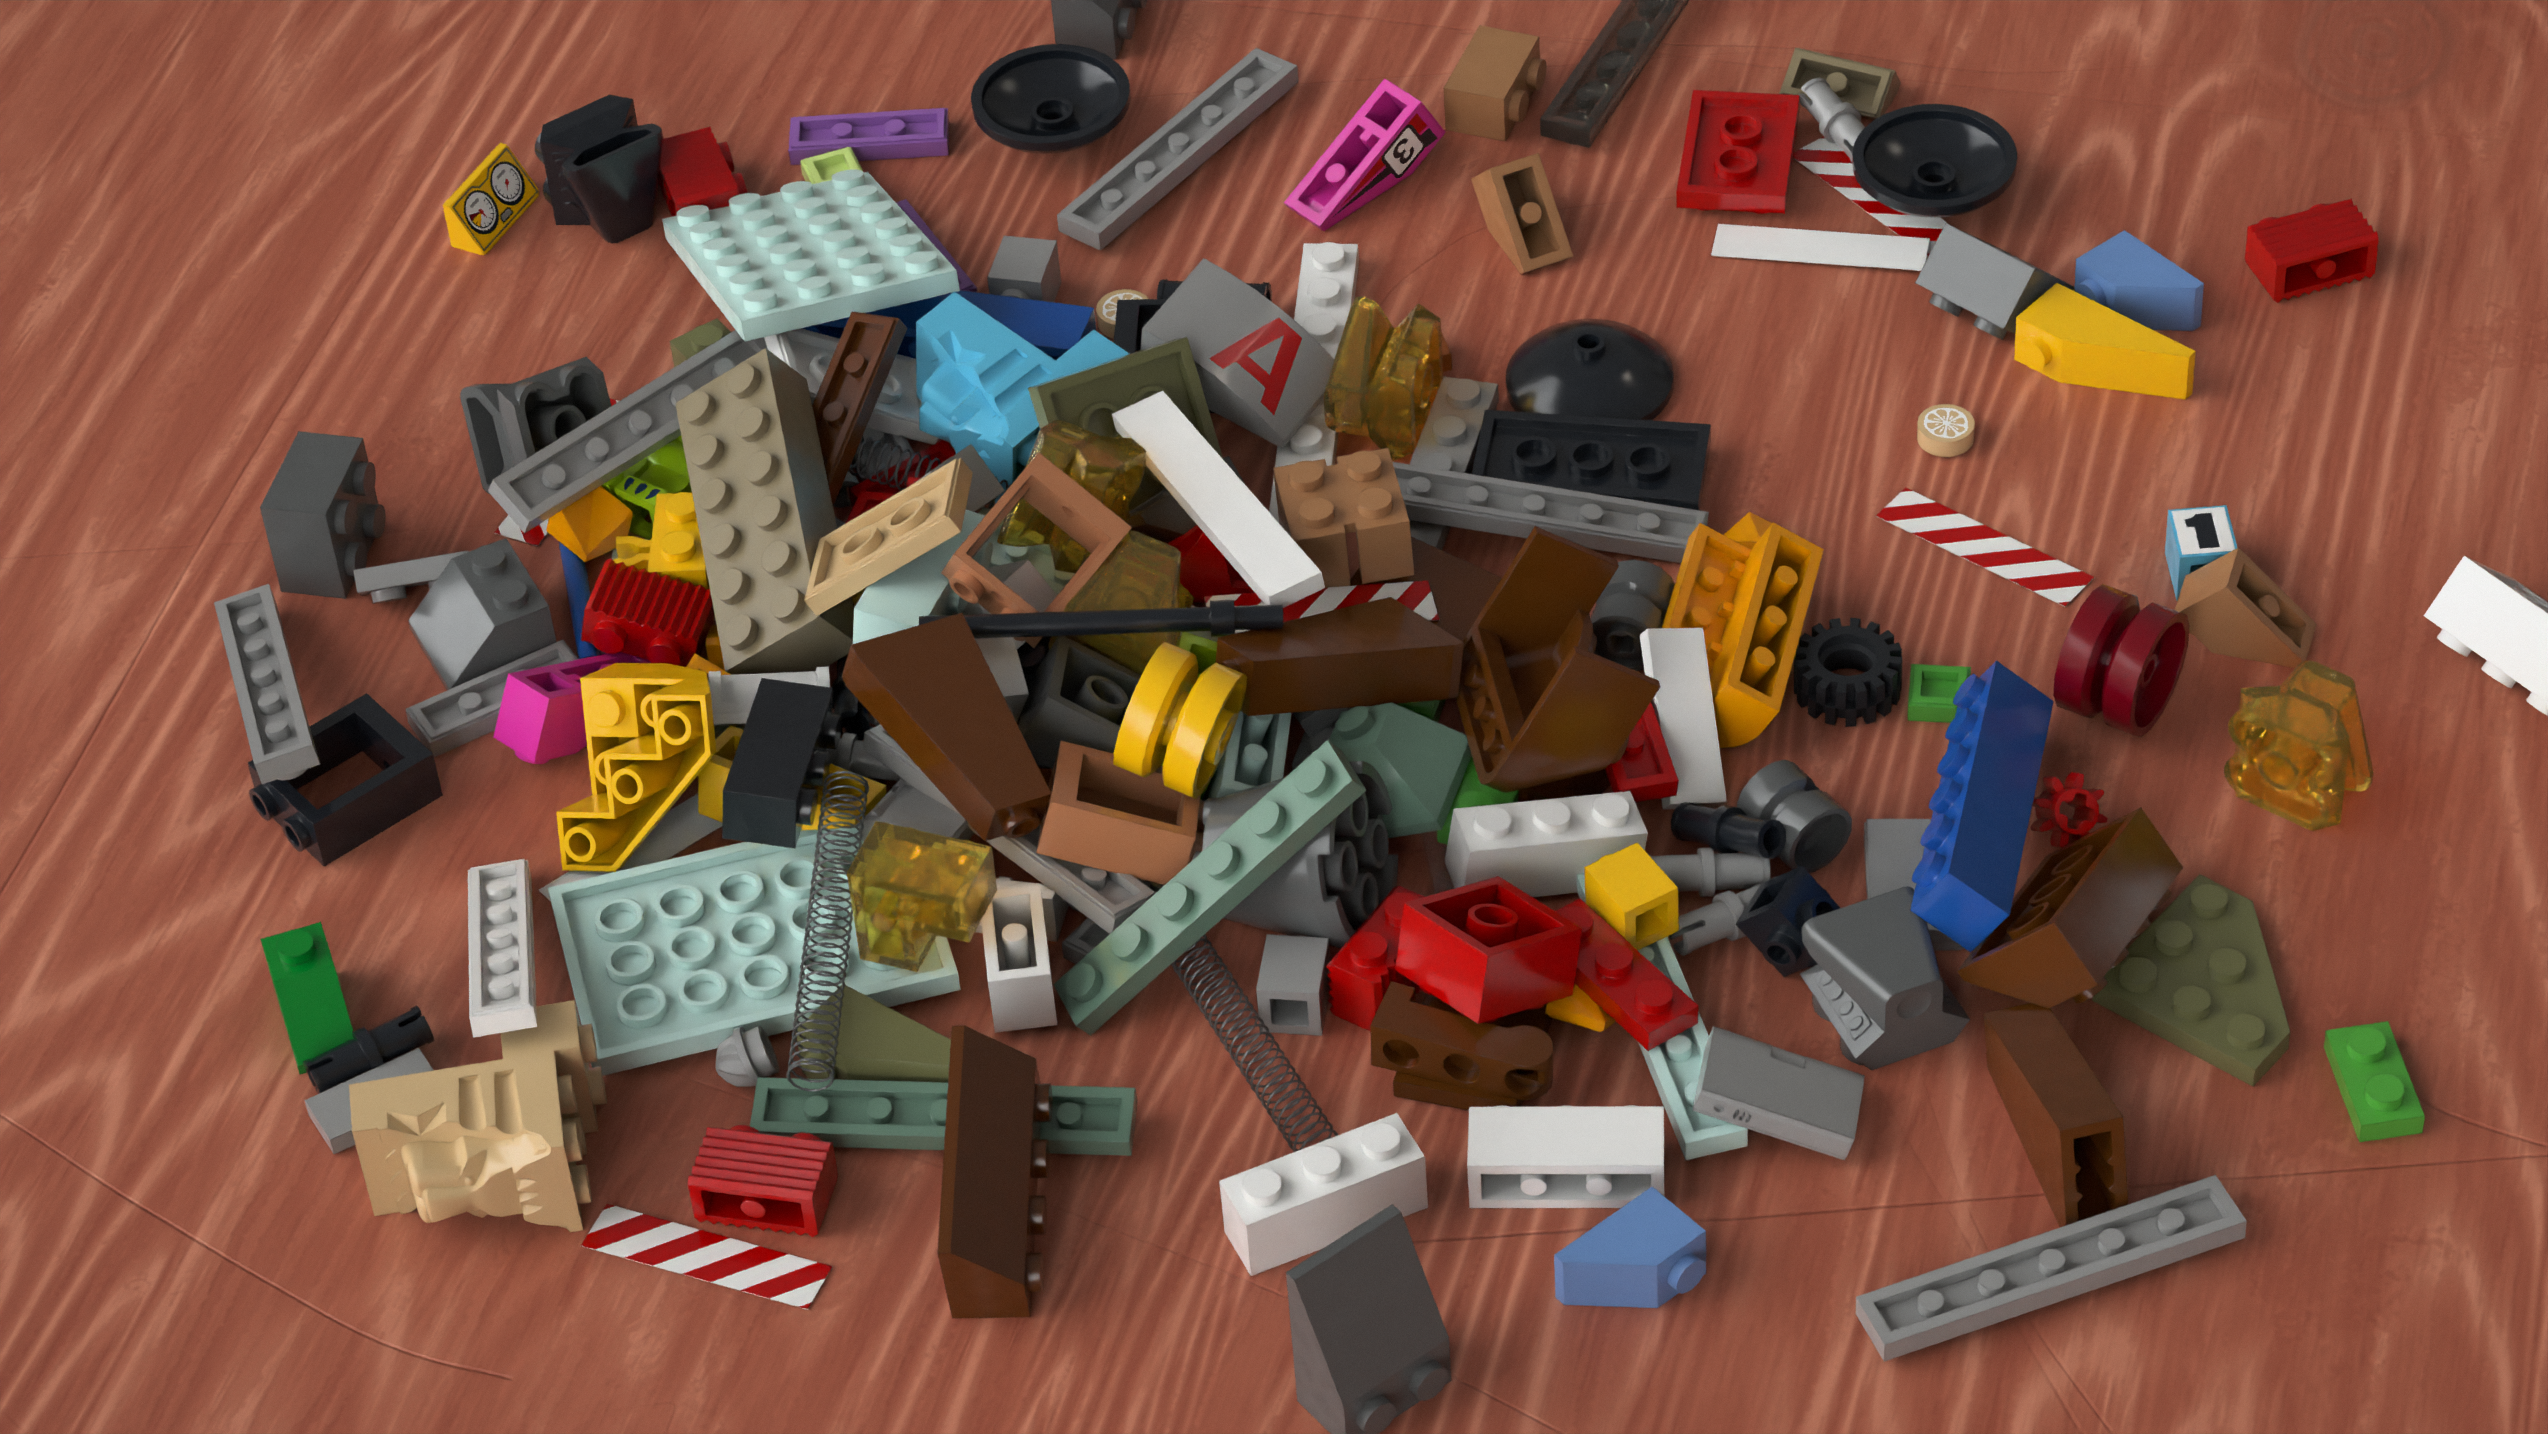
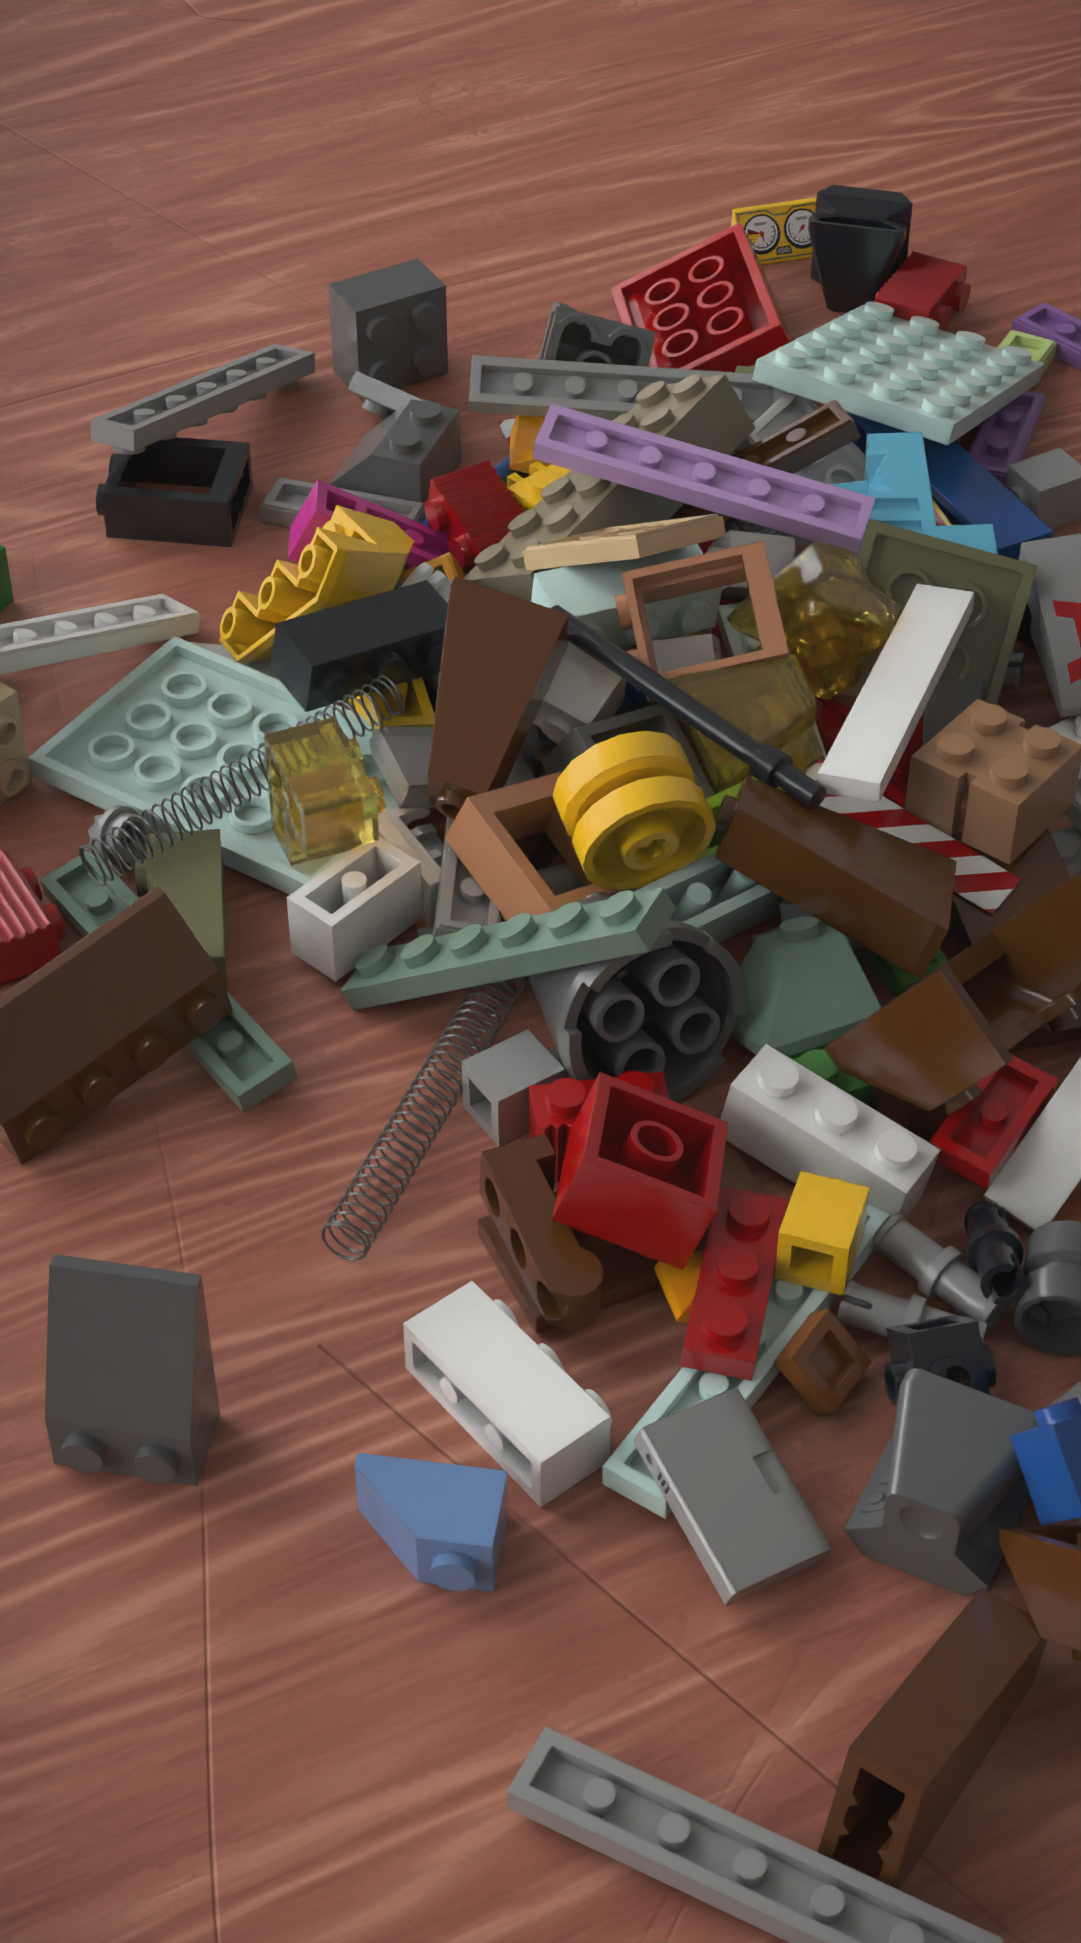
camera: 45 degrees right, 0 degrees up
(548, 301) = (706, 306): none -> red slope
(861, 444) = (703, 478): none -> lavender plate
(1322, 1193) = (298, 1253): white brick -> none
(1716, 980) = (822, 1362): none -> dark orange plate

